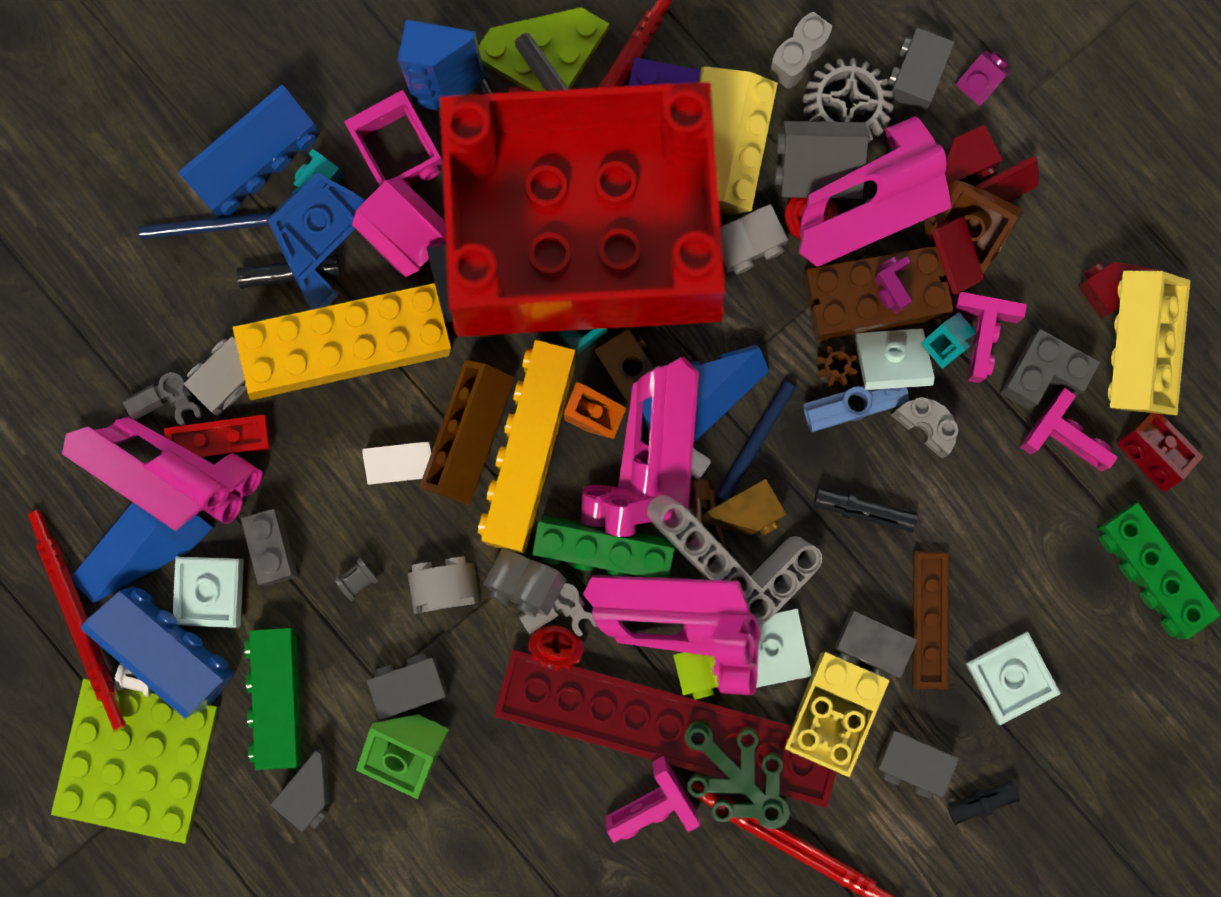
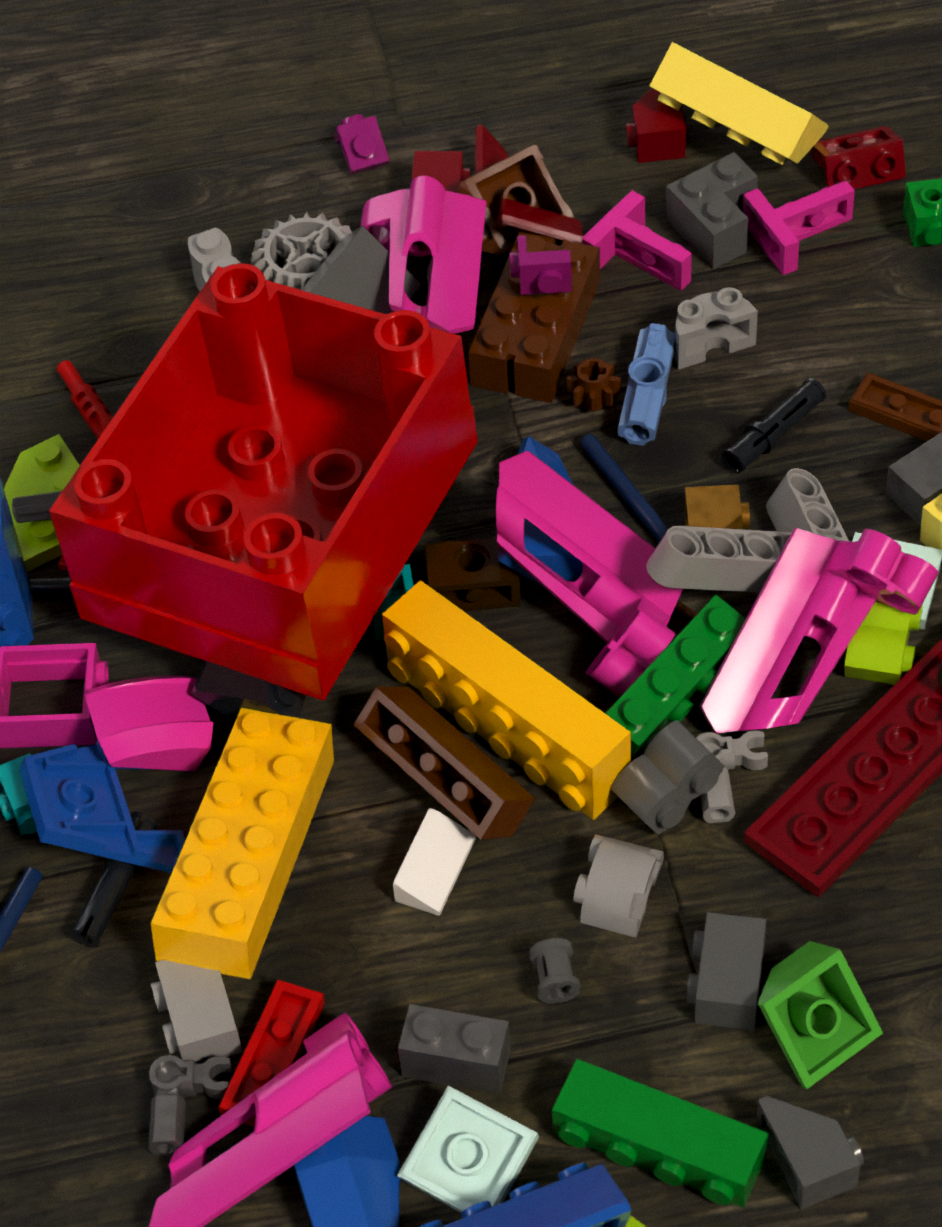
camera: 60 degrees left, 30 degrees down
(566, 641) = (768, 783): red gear -> none
(593, 412) = (503, 612): orange slope -> none
(894, 359) = (620, 325): light aqua plate -> none
(921, 69) = (315, 185): dark grey brick -> none
(949, 340) = (629, 270): teal brick -> none

